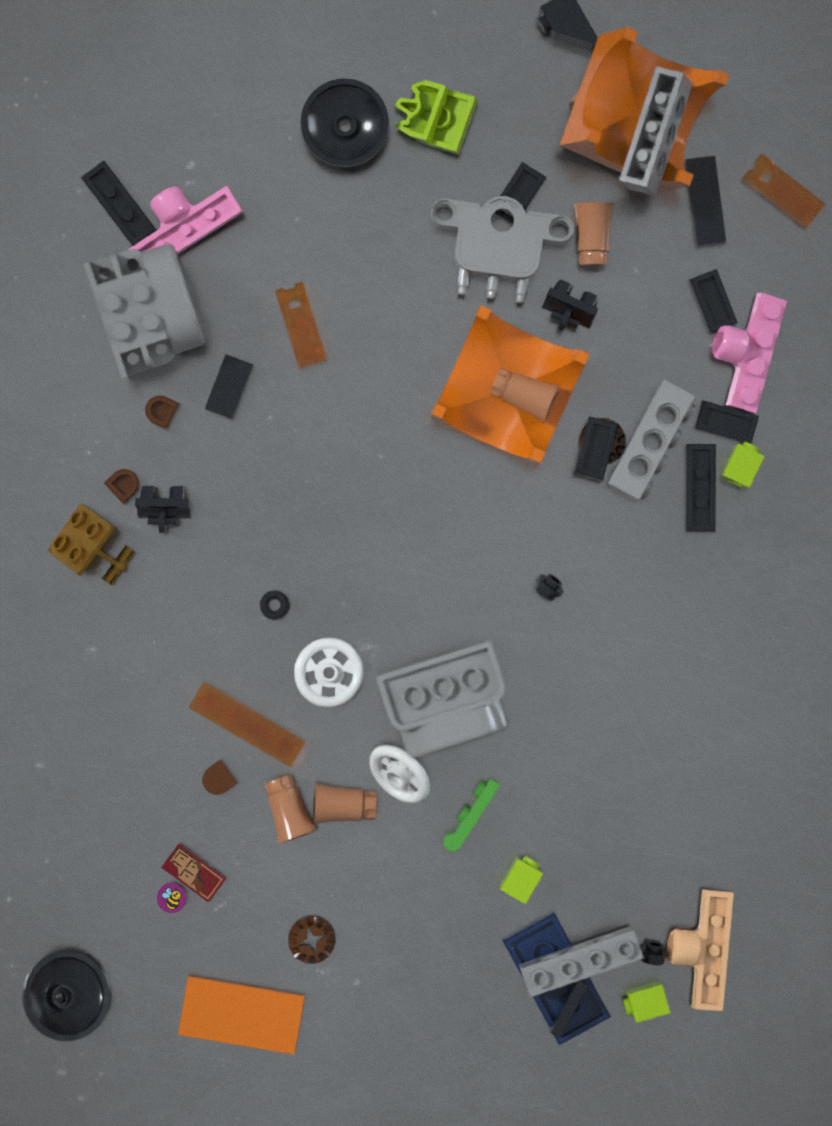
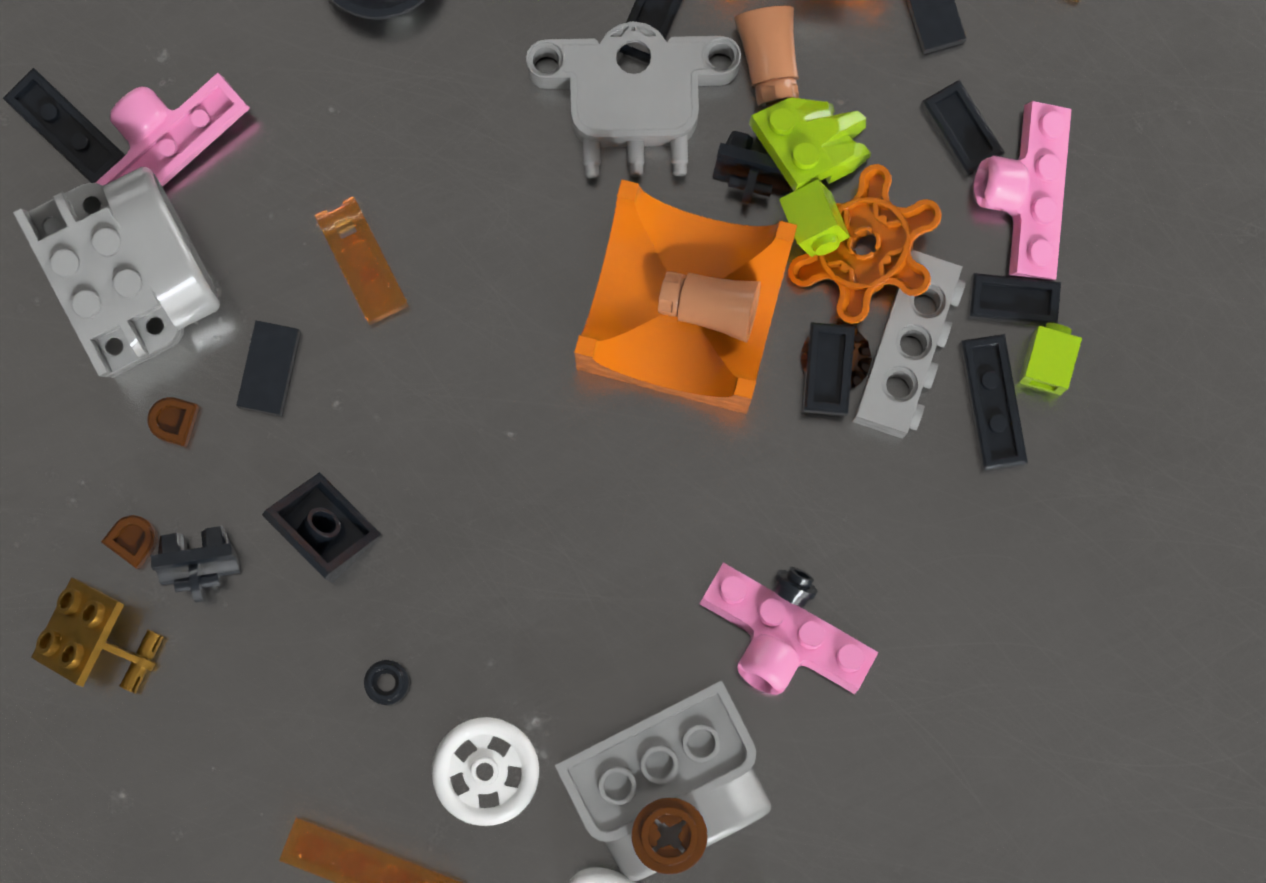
camera: 10 degrees left, 5 degrees down
(249, 497) = (322, 526): none -> black slope
(439, 747) = (692, 836): none -> reddish brown gear
(536, 618) = (784, 636): none -> bright pink plate
(604, 348) = (817, 218): none -> lime brick
(610, 295) = (810, 140): none -> lime plate
(620, 356) = (891, 263): none -> orange plate

